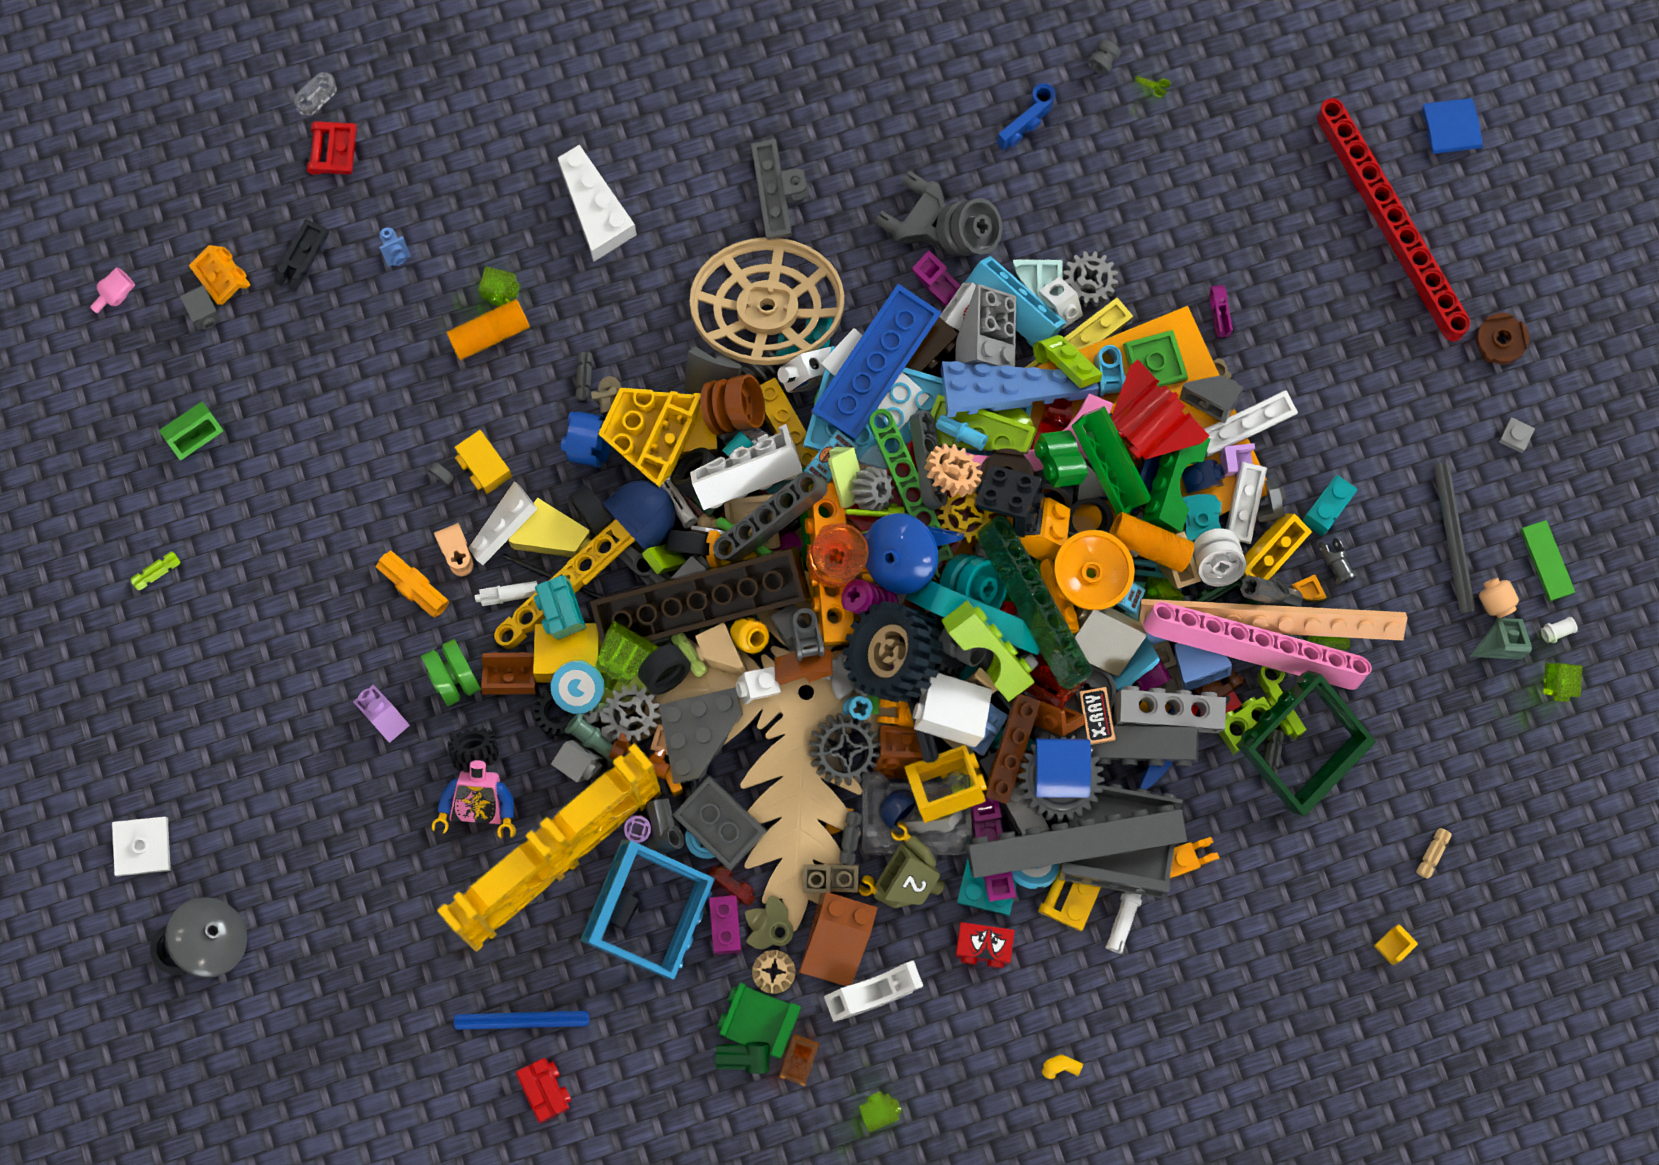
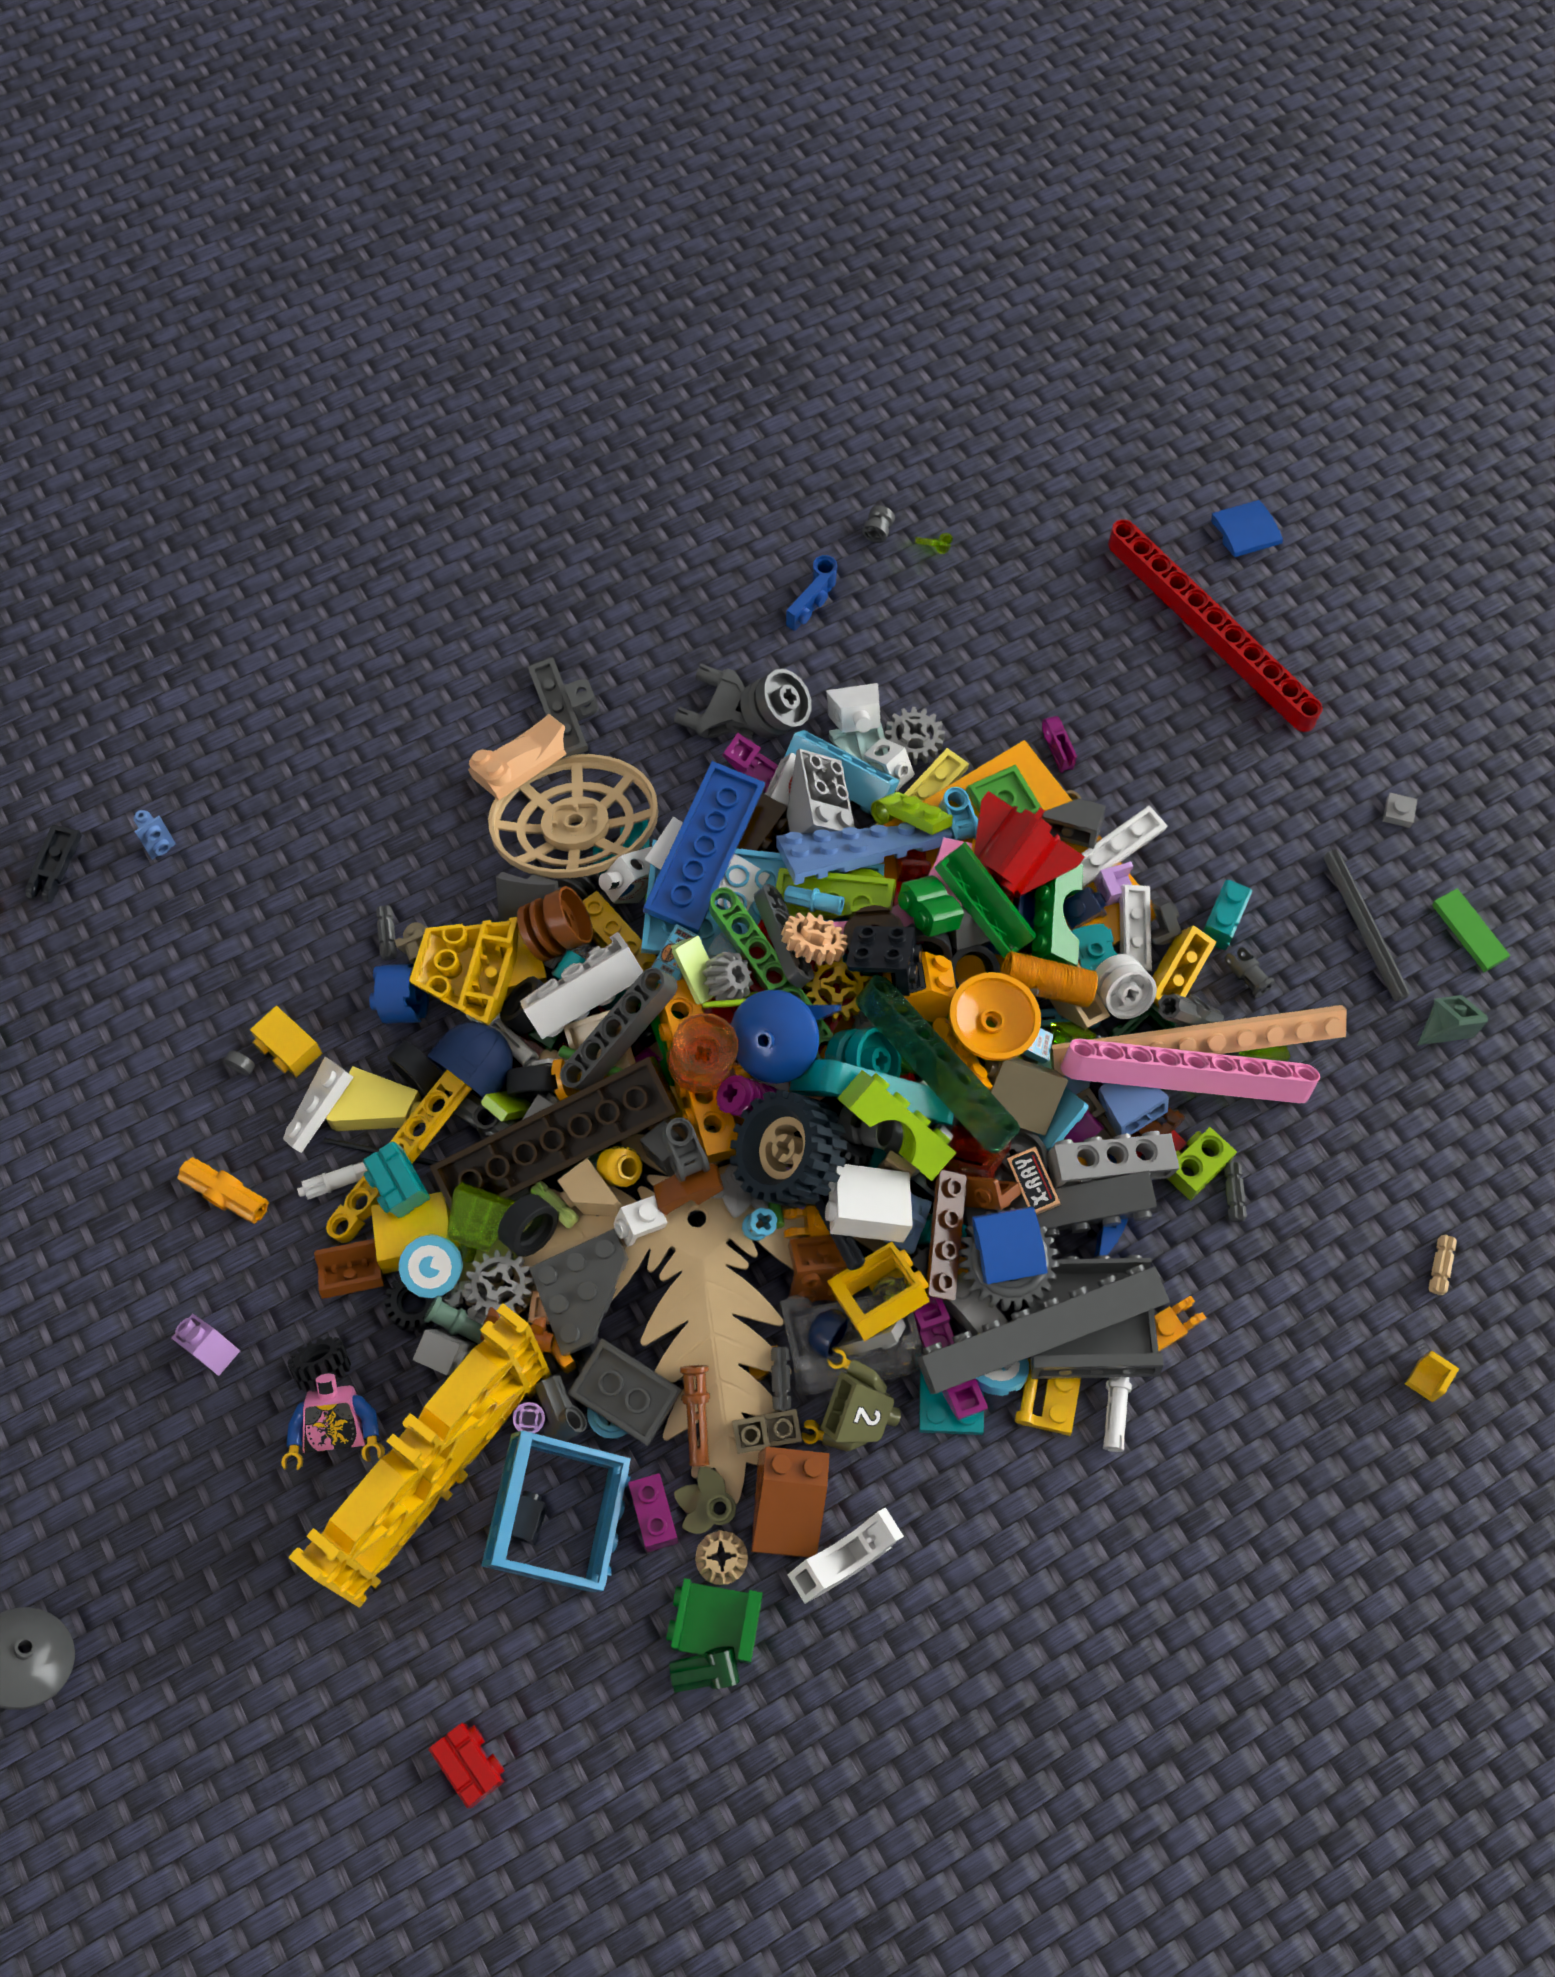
camera: 10 degrees left, 10 degrees down
(314, 93) = (50, 700): clear beam -> none
(340, 148) = (83, 749): red plate -> none
(449, 673) = (276, 1282): bright green wheel -> none
(454, 547) = (266, 1141): light nougat piece -> none
(480, 334) = (265, 906): light orange piece -> none
(498, 286) = (276, 855): clear neon green brick -> none
(521, 1020) = (426, 1681): blue axle -> none
(597, 208) = (372, 756): white wedge -> none
(723, 879) = (644, 1460): clear red plate -> none
(729, 234) = (520, 759): none -> light nougat slope
(773, 839) = (697, 1454): none -> dark orange pin
(799, 1059) = (773, 1659): clear orange slope -> none
(846, 761) = (779, 1266): dark grey gear -> none
(879, 1111) = (882, 1704): clear neon green brick -> none
(984, 944) = (963, 1473): red brick -> none
(1041, 243) = (854, 708): none -> white torso
(1060, 1063) = (1082, 1599): yellow arm -> none
(1291, 724) = (1248, 1152): lime plate -> none
(1310, 589) = (1229, 1006): light orange tile -> none
(1333, 769) = (1310, 1187): dark green window -> none
(1499, 597) = (1432, 976): light nougat head -> none
(1510, 327) = (1355, 732): reddish brown plate -> none
(1554, 631) = (1499, 1001): white pin -> none
(1562, 681) = (1527, 1048): clear neon green brick -> none

